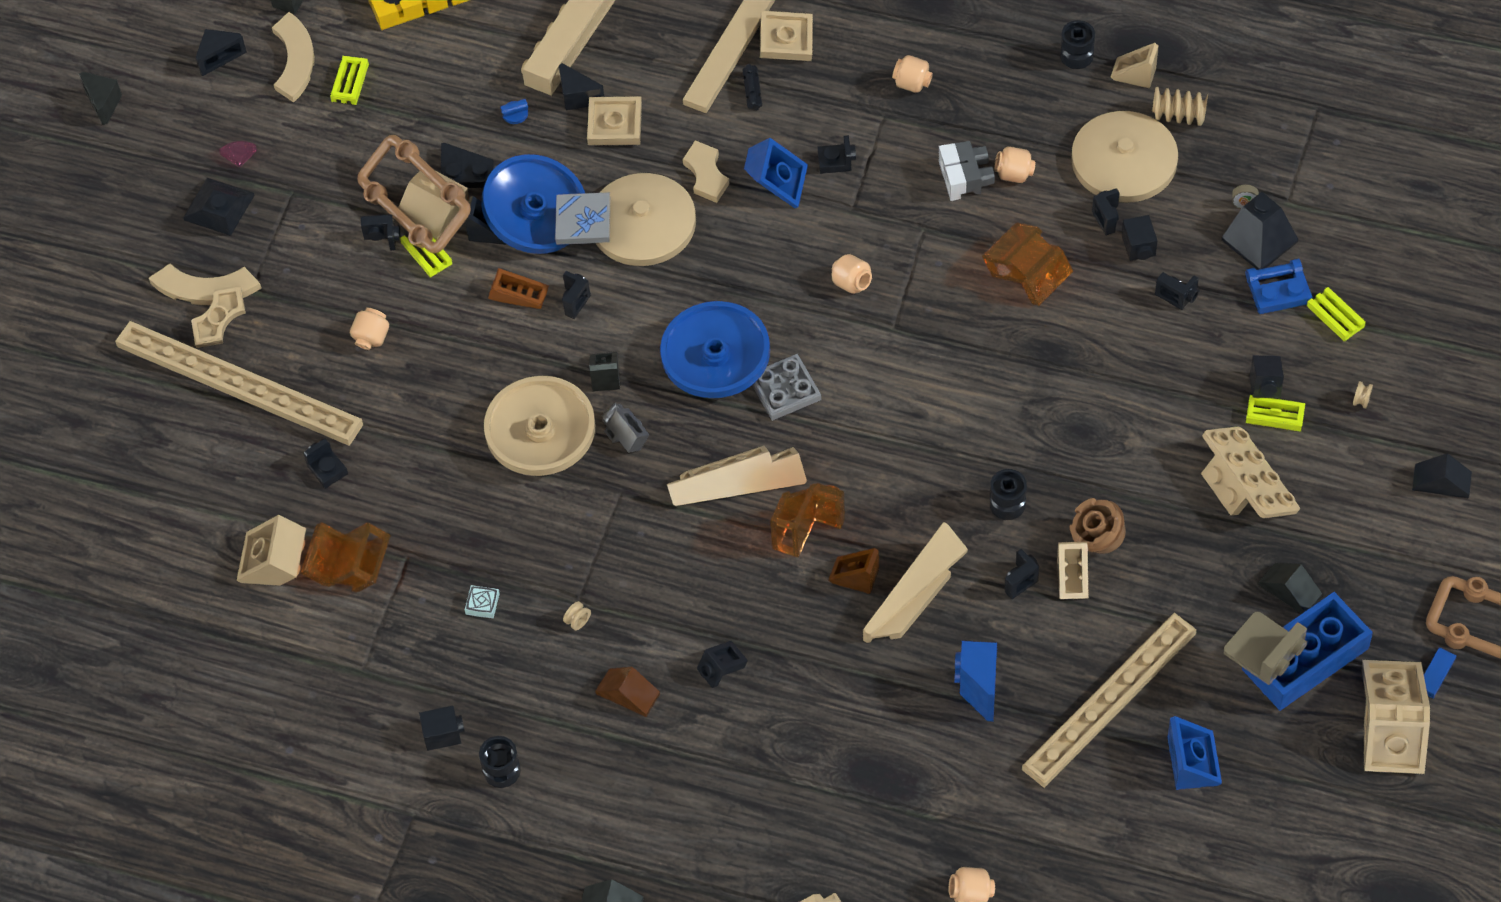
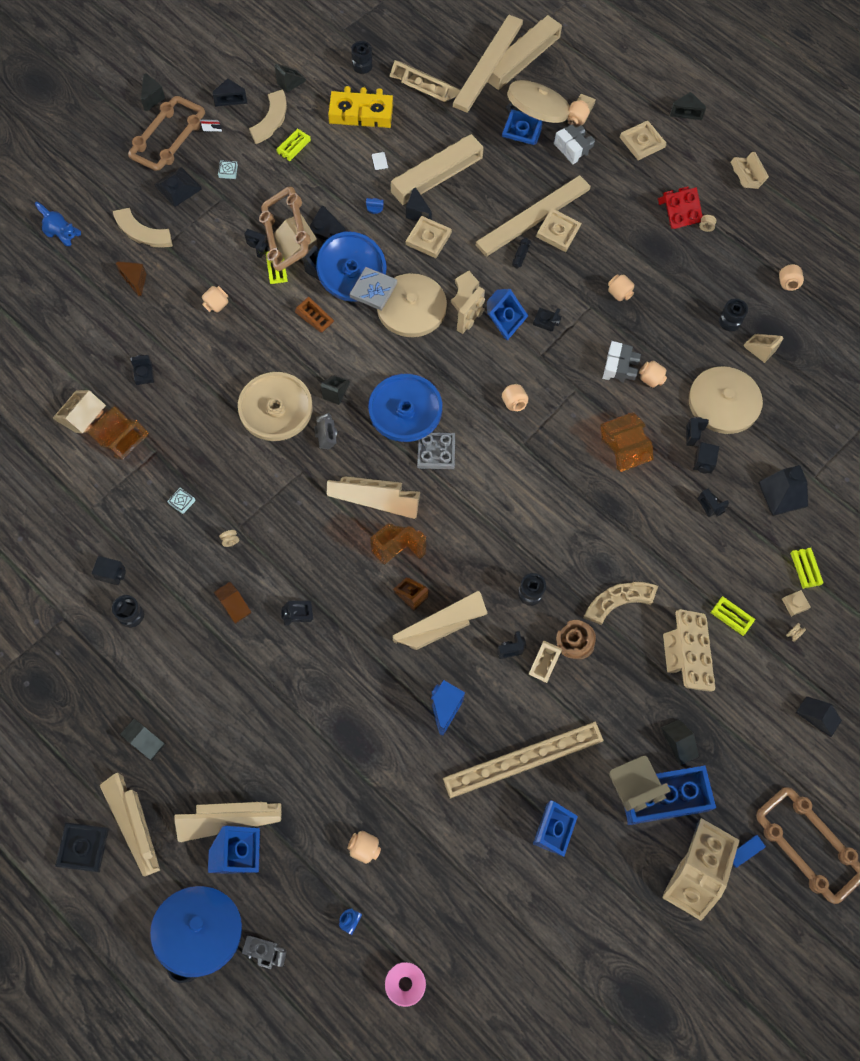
camera: 20 degrees right, 10 degrees up
(80, 330) = (55, 224): none -> blue animal
(179, 170) = (167, 111): none -> medium nougat bar
(210, 326) = (142, 248): tan tile -> none
(216, 104) = (210, 125): none -> sticker
(232, 347) = (133, 274): none -> reddish brown slope
(238, 152) = (207, 159): clear pink tile -> none
(239, 383) = (125, 298): tan plate -> none
(277, 153) = (228, 169): none -> light aqua tile
(484, 50) = (379, 161): none -> white sticker
(576, 293) = (345, 334): black bracket -> none
(732, 187) = (470, 310): none -> tan plate
(1121, 454) = (617, 596): none -> tan tile
(1179, 106) = (776, 383): tan piece -> none
(1243, 194) = (787, 461): tile -> none
(1266, 376) = (738, 590): black brick -> none
(1279, 294) = (778, 537): blue plate -> none
(1345, 361) = (796, 603): none -> tan plate

